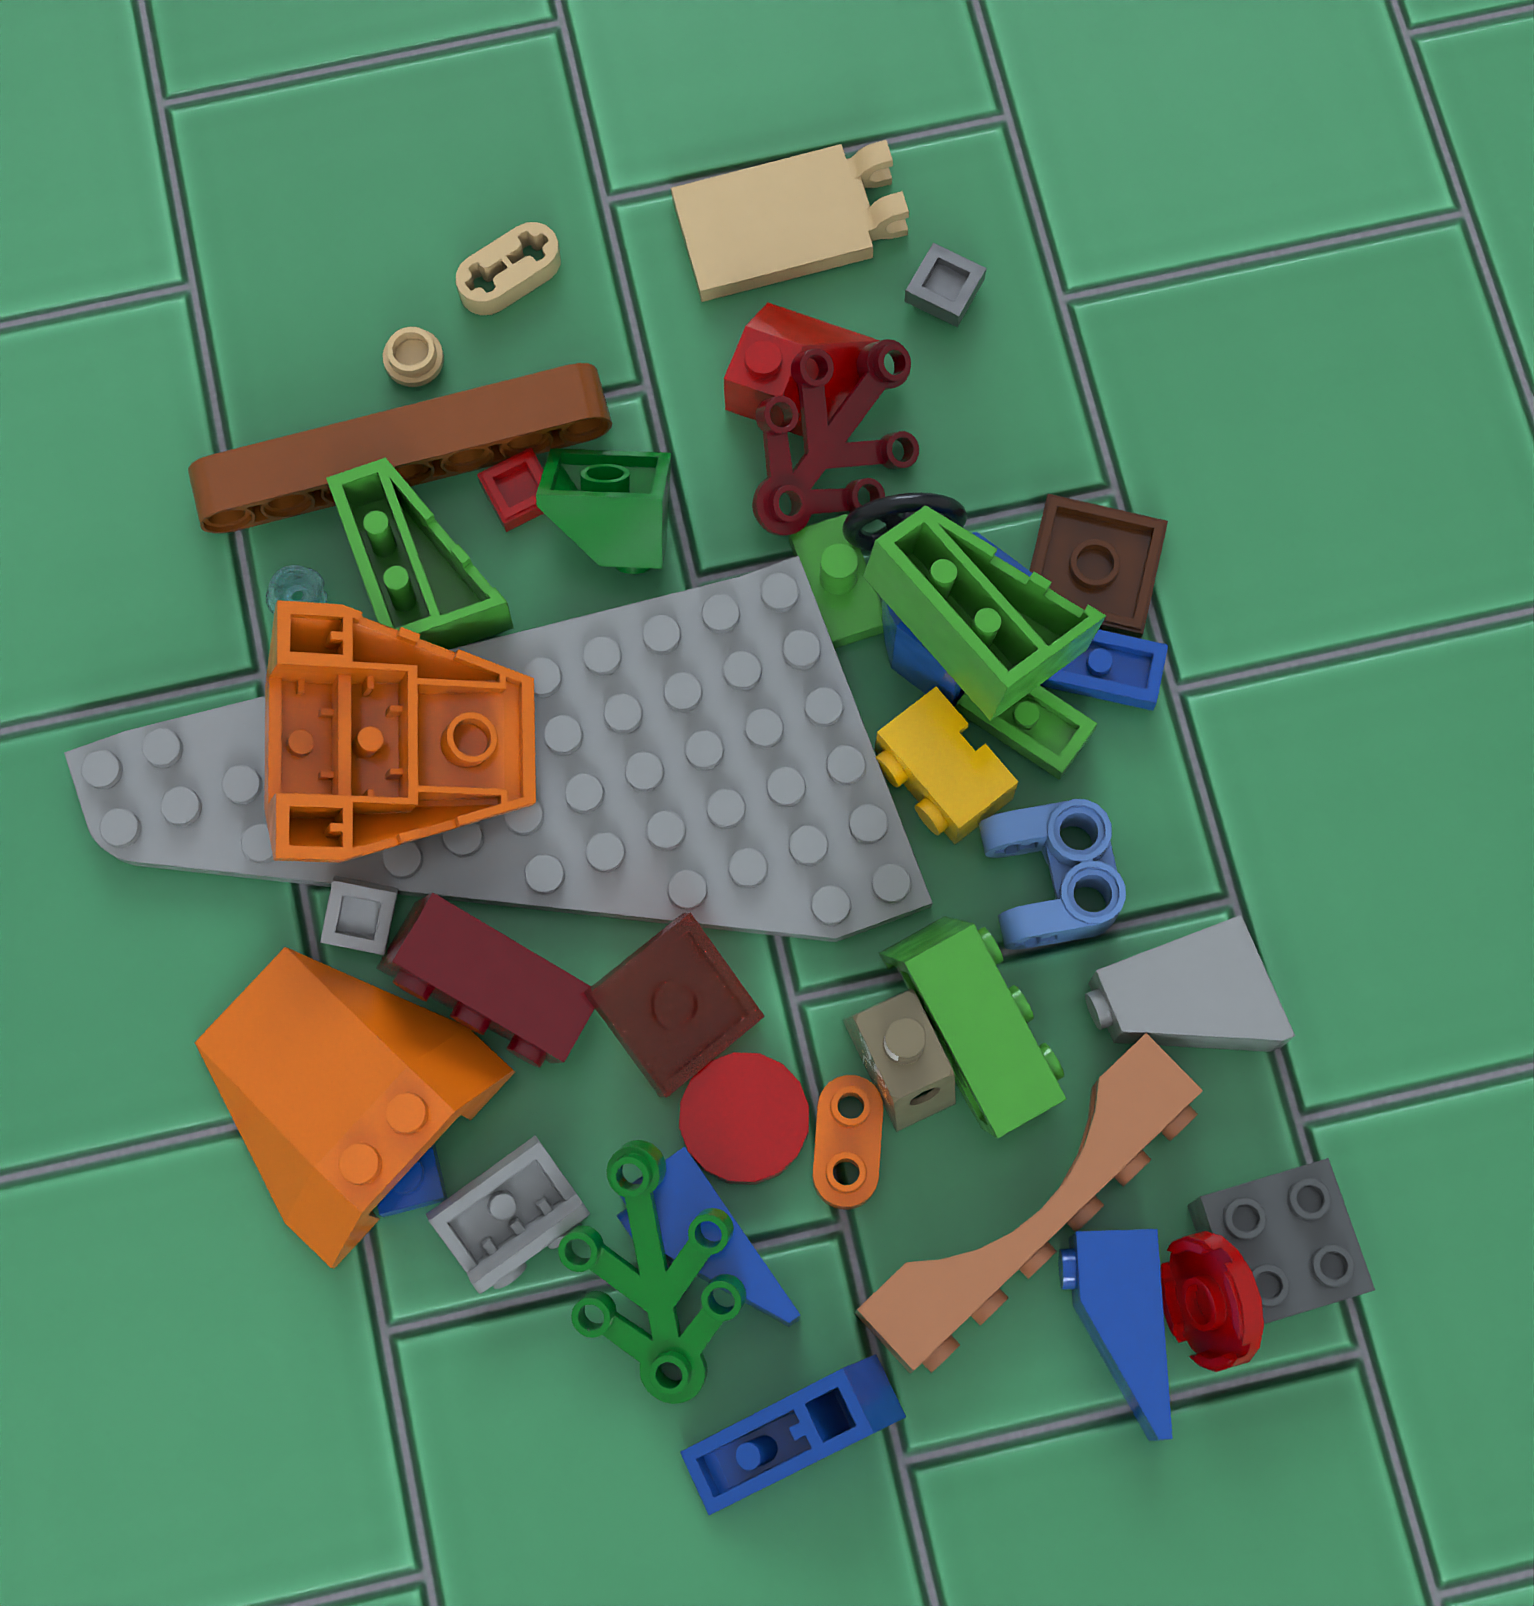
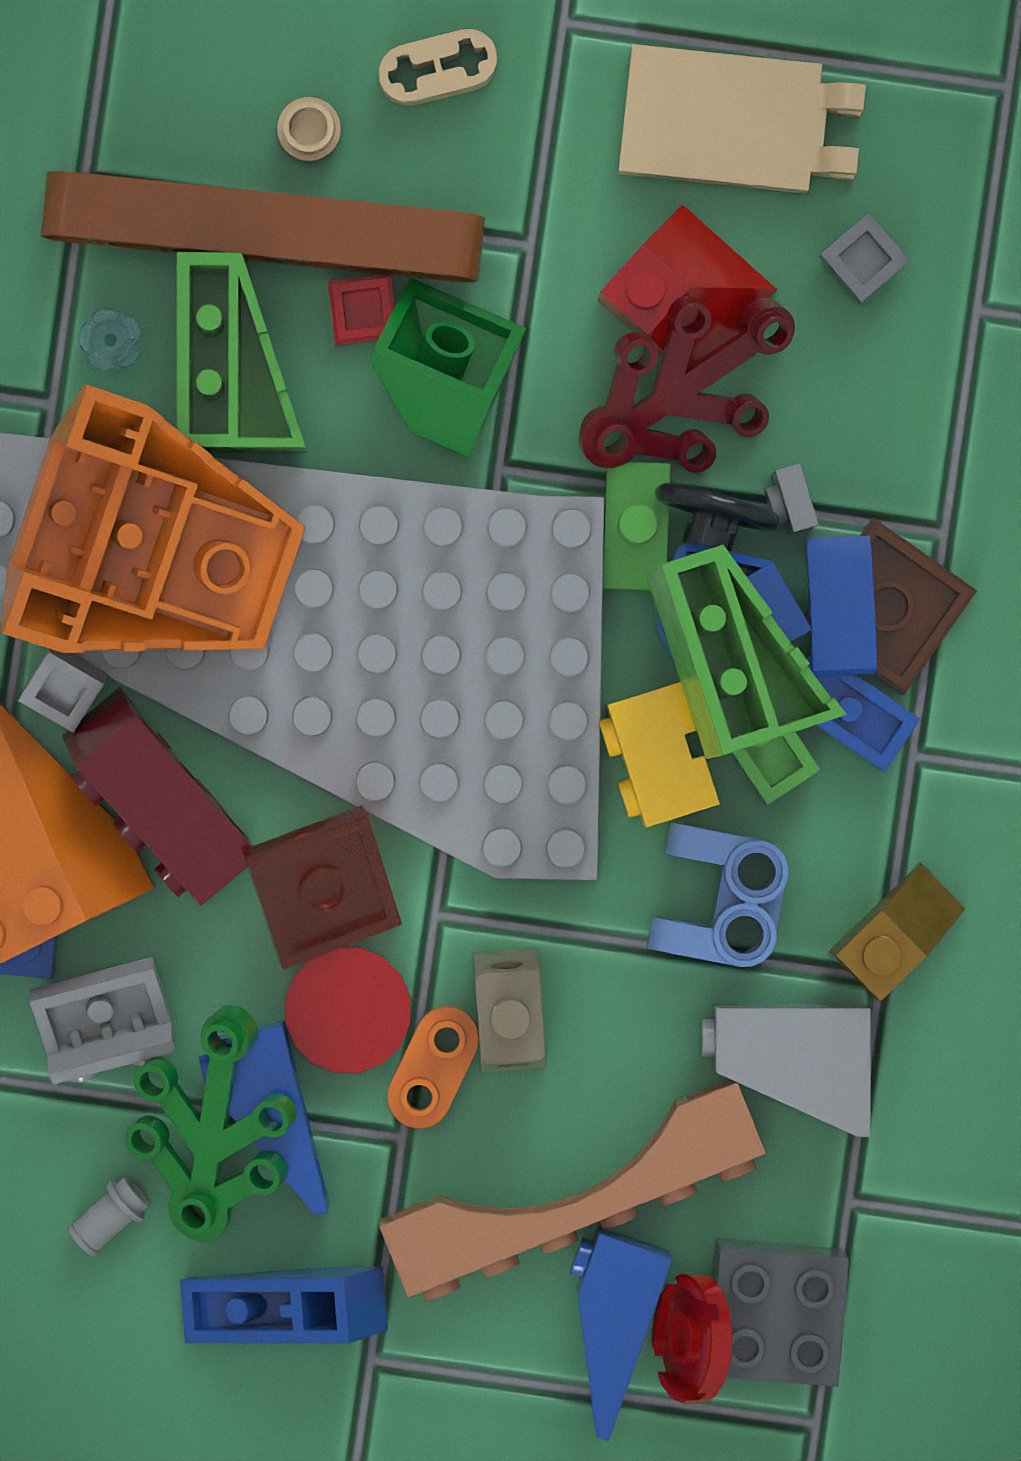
camera: 20 degrees right, 15 degrees up
(585, 1411) = (109, 1215): none -> light grey pin
(979, 502) = (791, 499): none -> light grey plate
(979, 1023) = (588, 1007): bright green wedge -> none
(1047, 546) = (841, 605): none -> blue slope
(1231, 849) = (898, 932): none -> pearl gold slope

